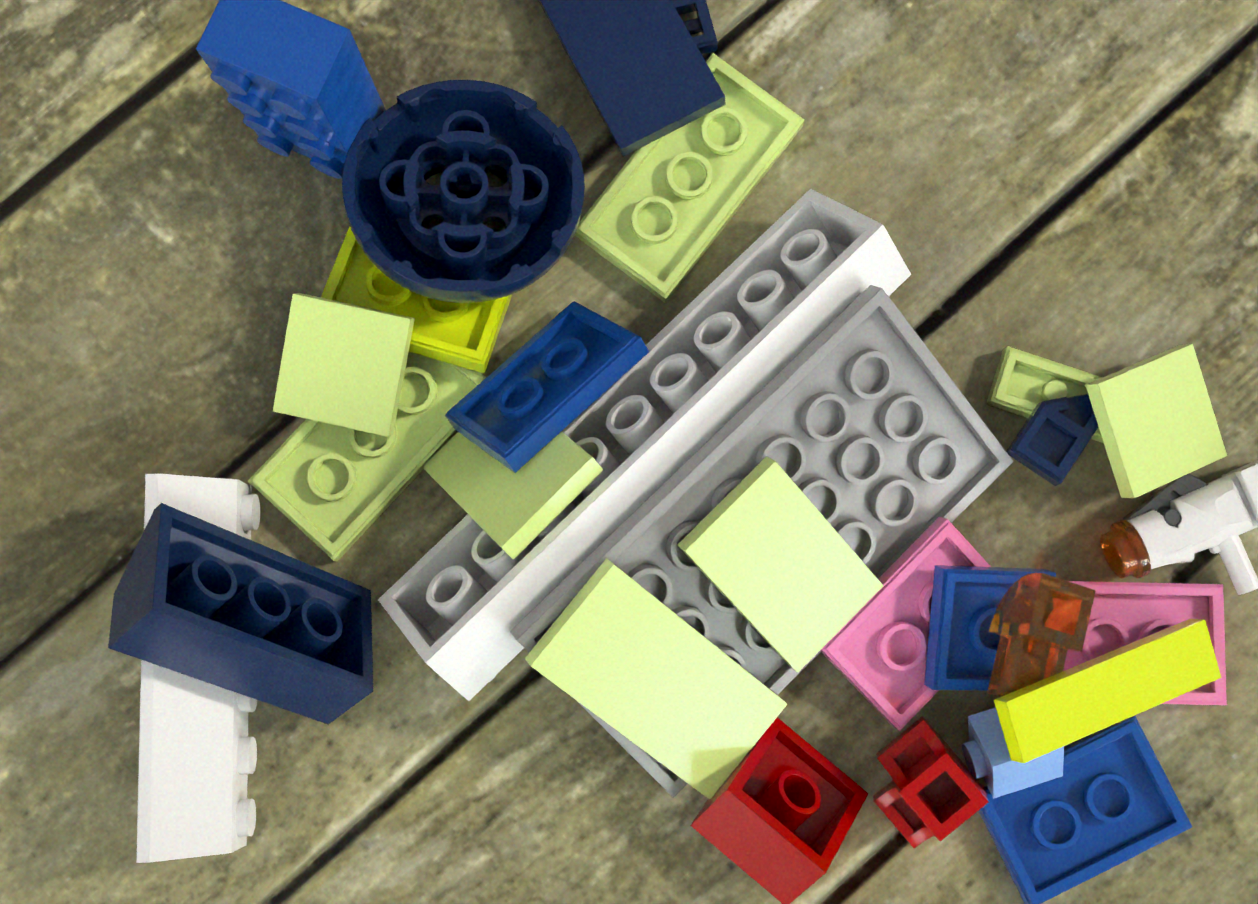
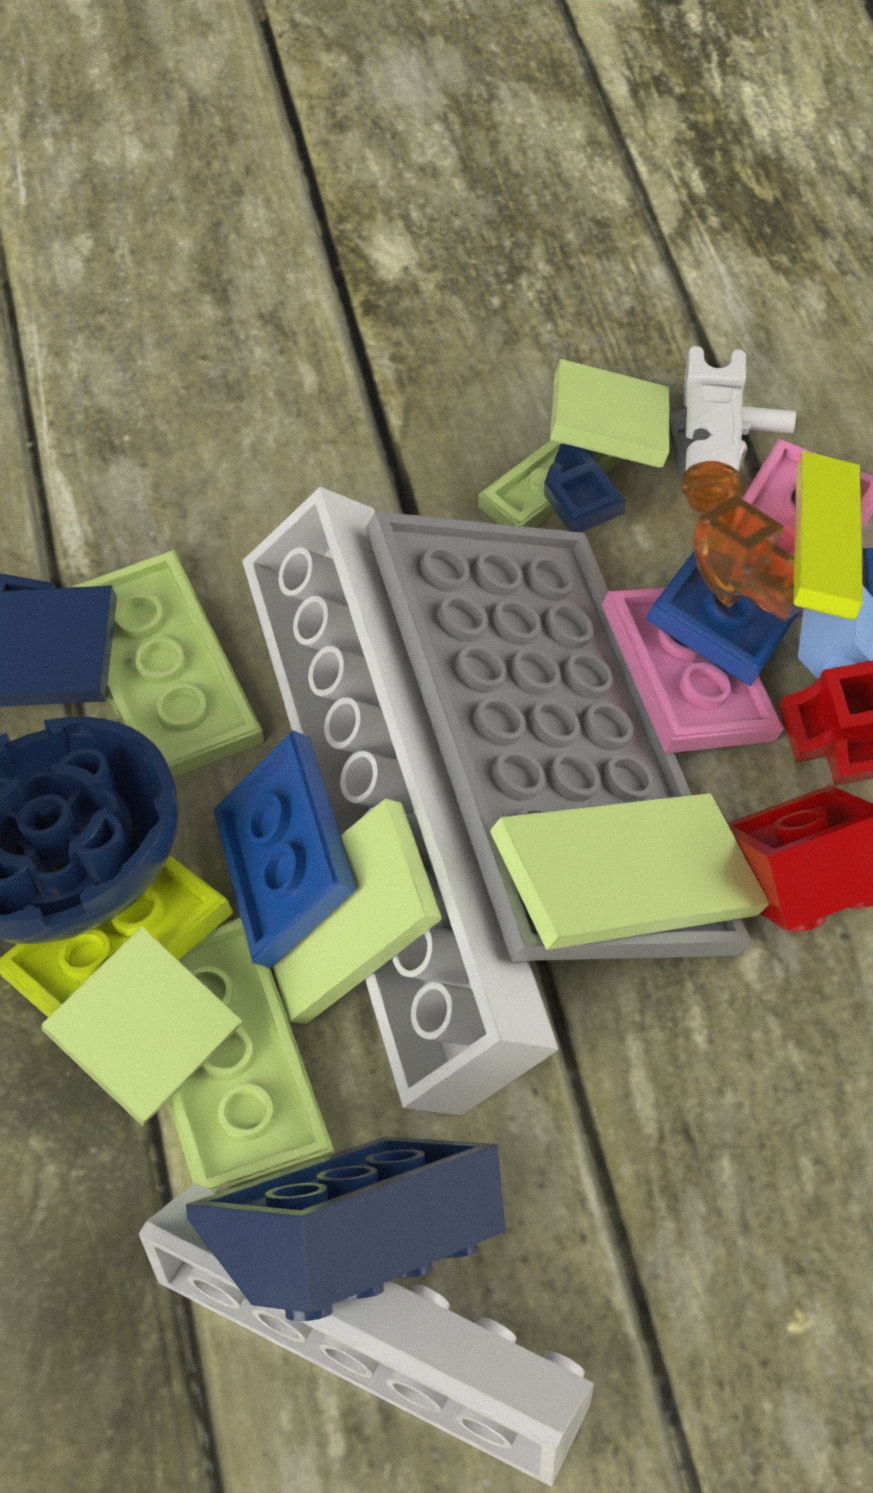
camera: 60 degrees left, 25 degrees down
(781, 564) = (576, 719): yellowish green tile -> none

